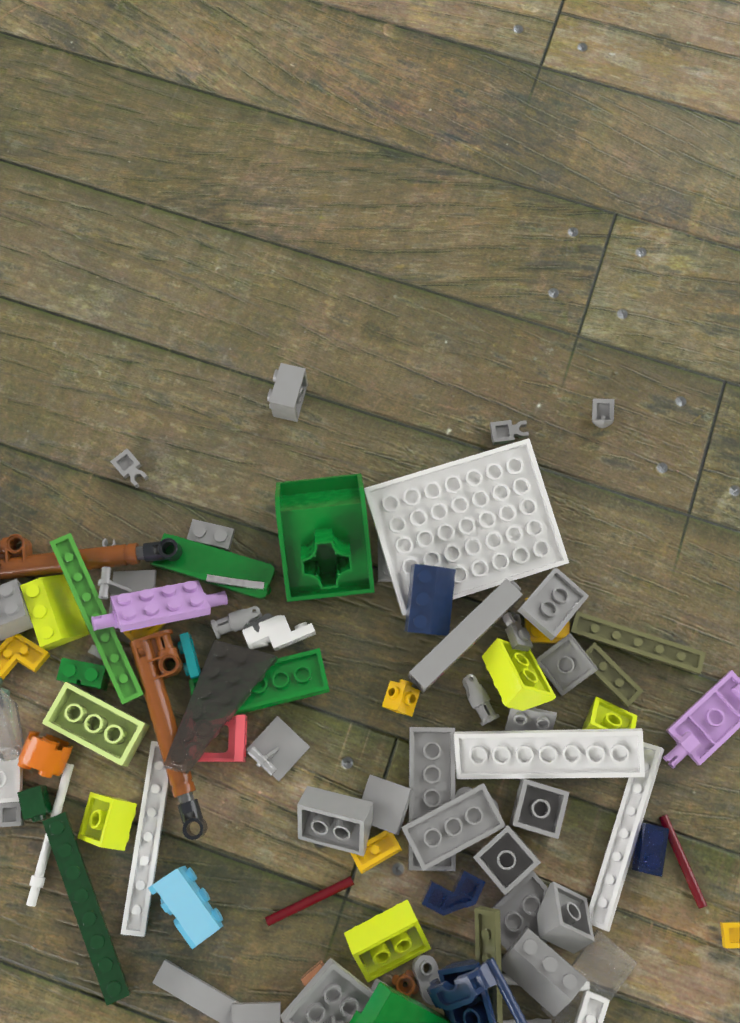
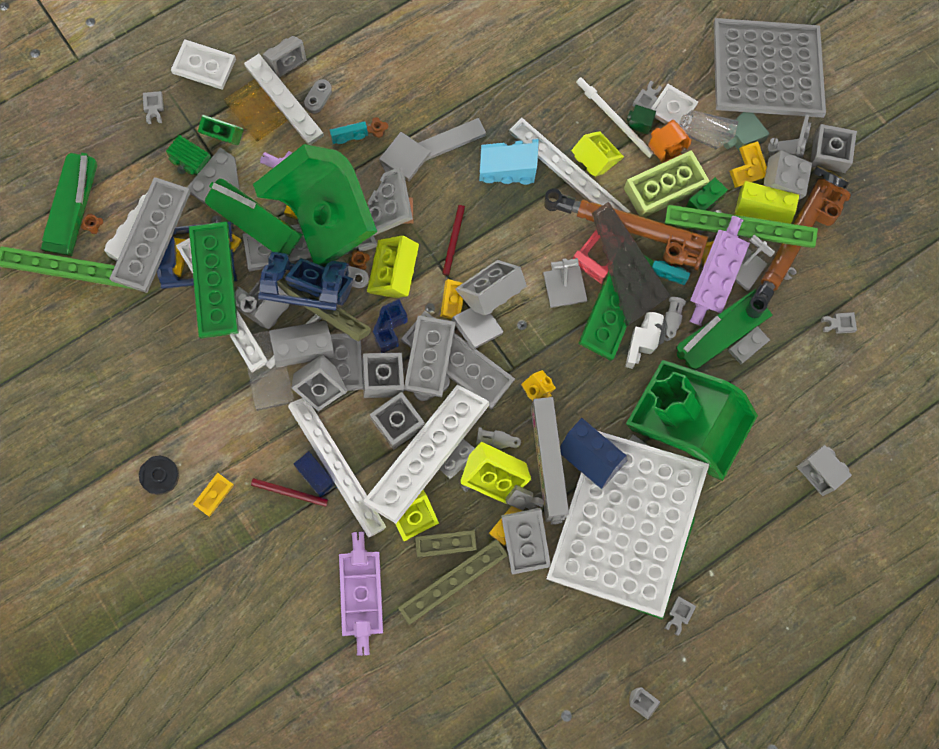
camera: 120 degrees right, 0 degrees up
(86, 908) = (554, 109): dark green plate -> none
(566, 664) = (476, 517): light grey tile -> none

